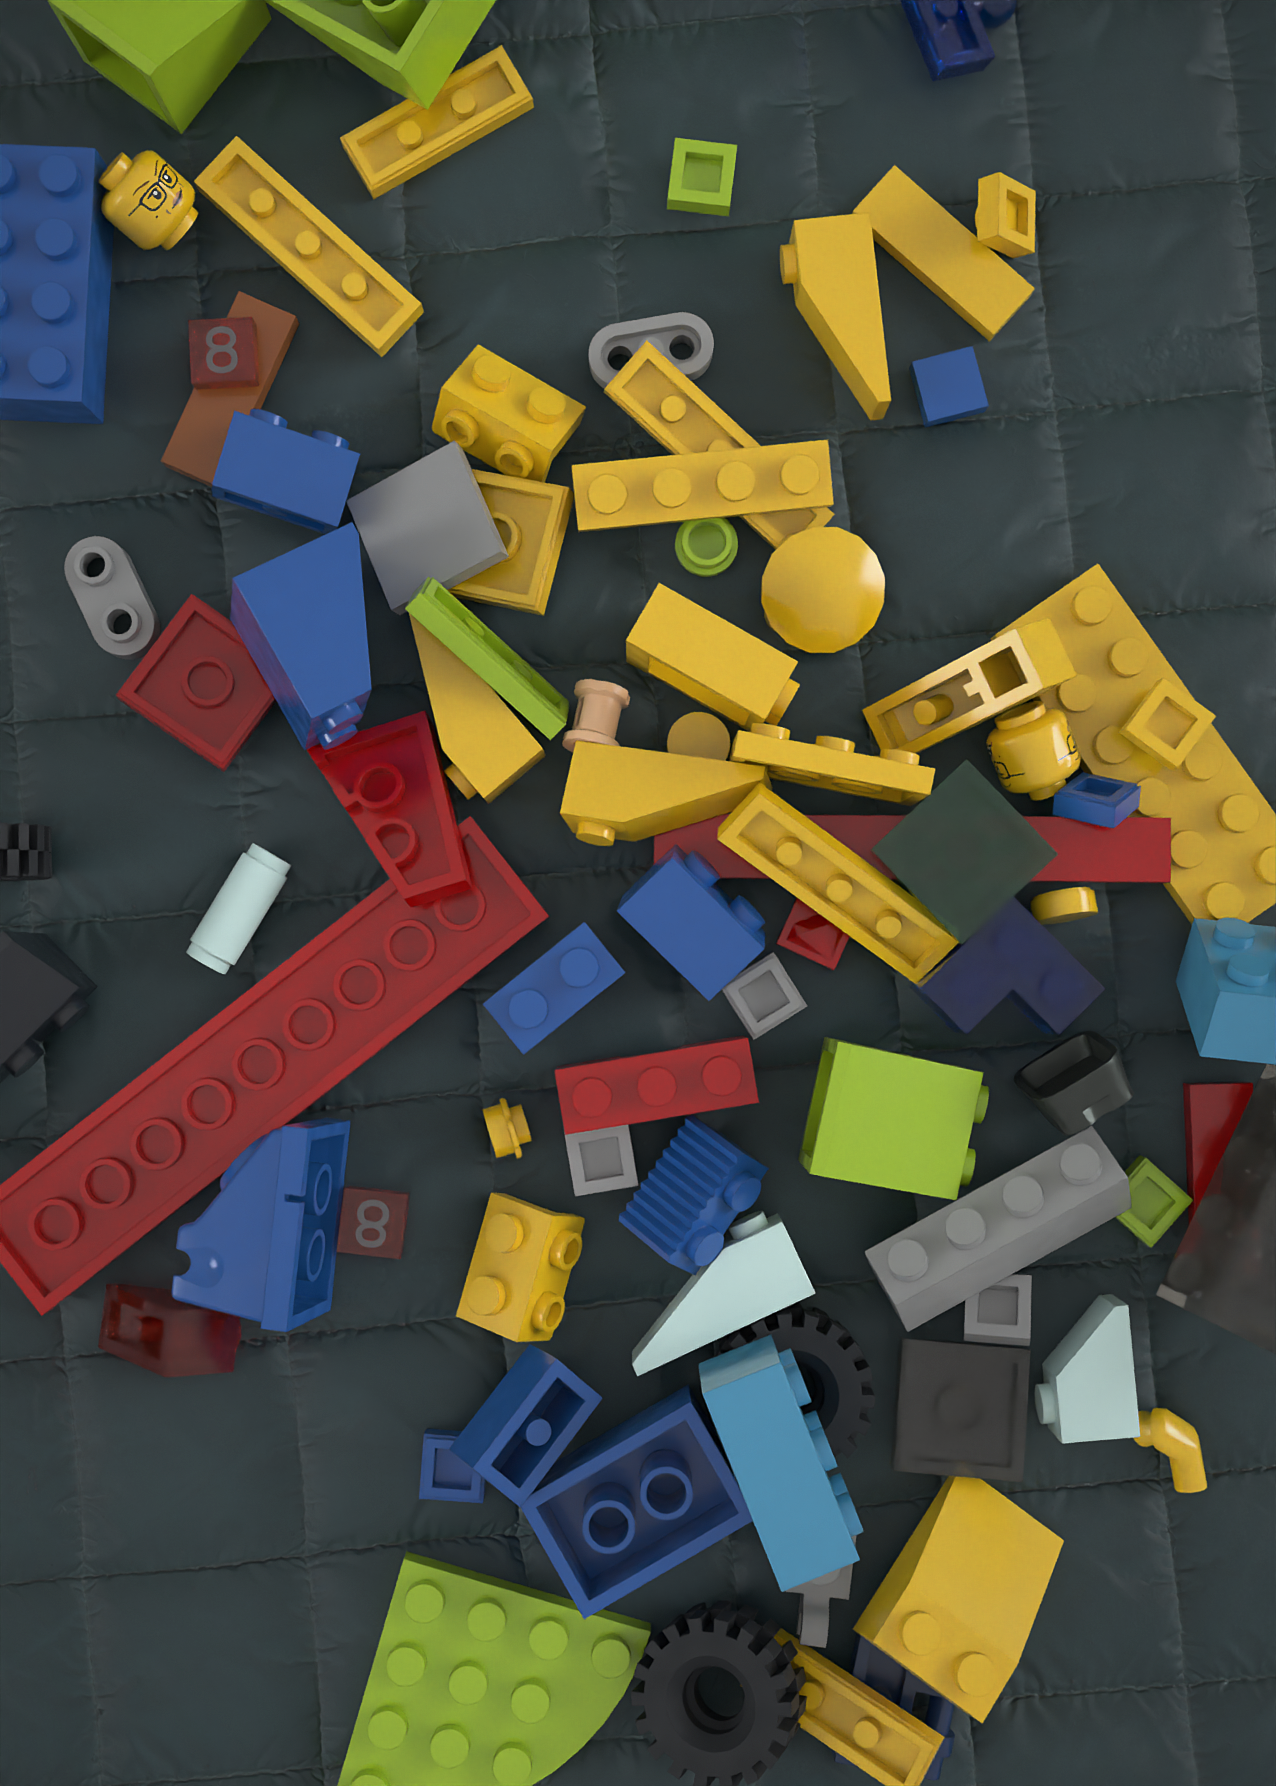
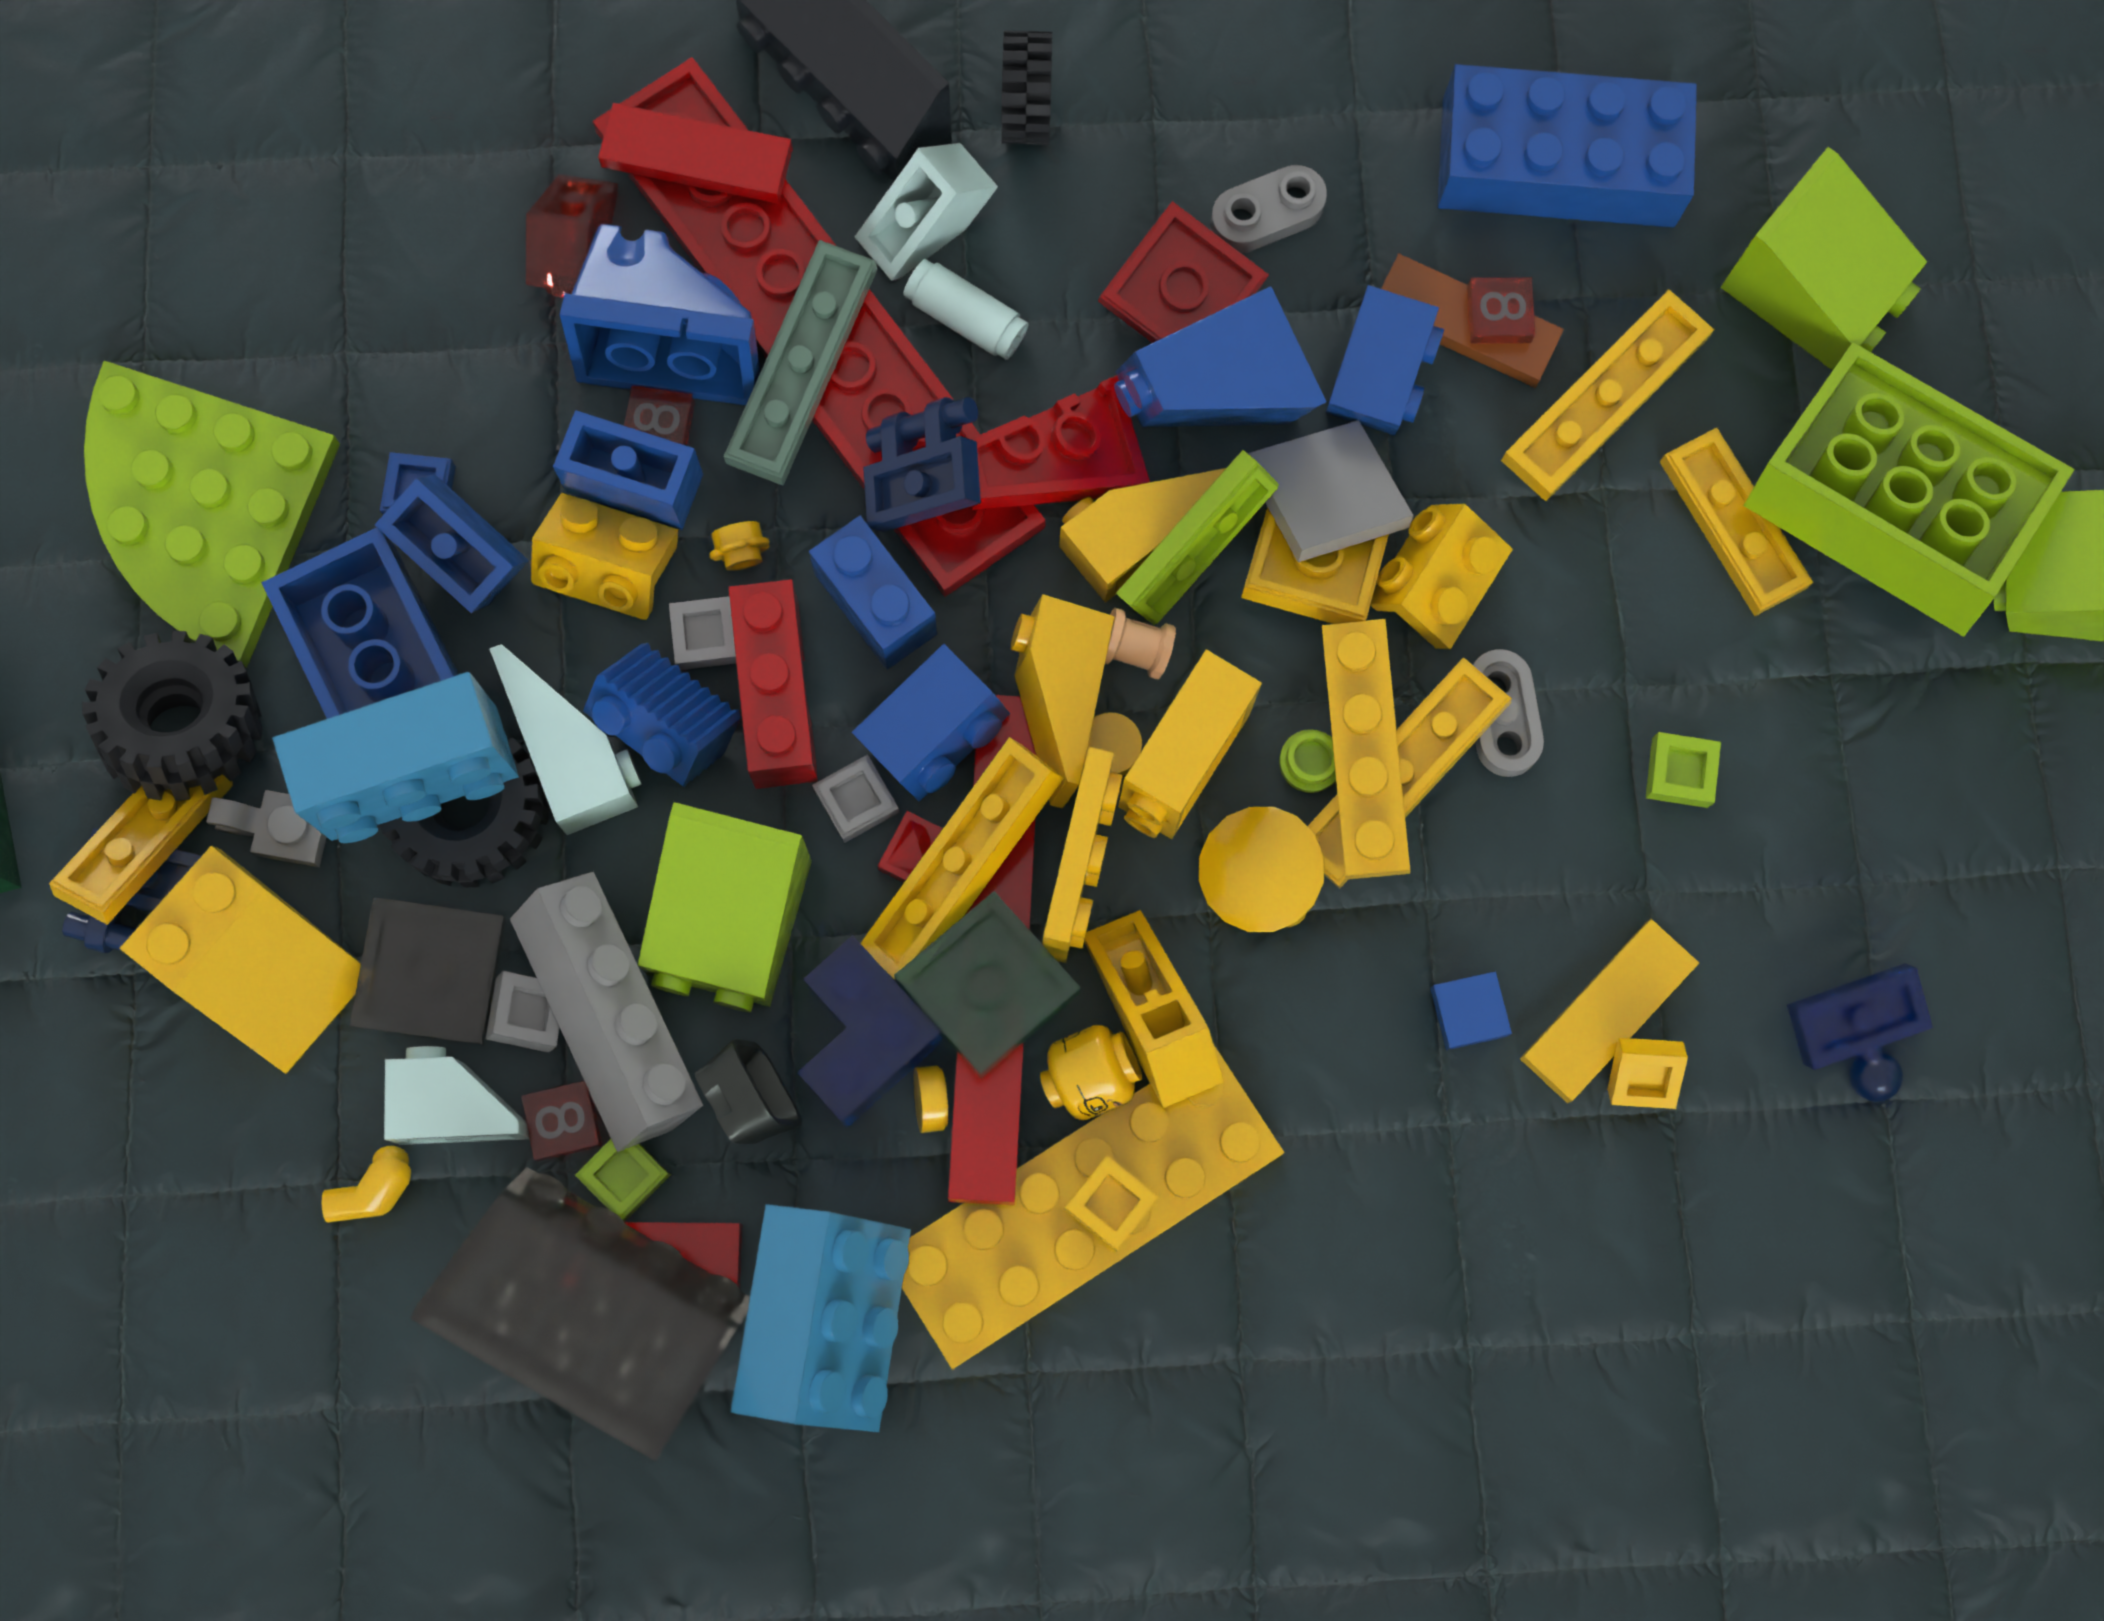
camera: 90 degrees right, 10 degrees down
(77, 1202) = (695, 153): none -> red tile
(128, 955) = (925, 208): none -> light aqua slope
(147, 200) = (1648, 246): yellow head -> none
(309, 1075) = (800, 363): none -> sand green tile
(435, 1248) = (628, 469): none -> blue brick
(448, 940) = (925, 481): none -> dark blue plate
(840, 300) = (1573, 897): yellow slope -> none
(1097, 800) = (1036, 1130): blue tile -> none
(1098, 1265) = (561, 1121): none -> clear red tile

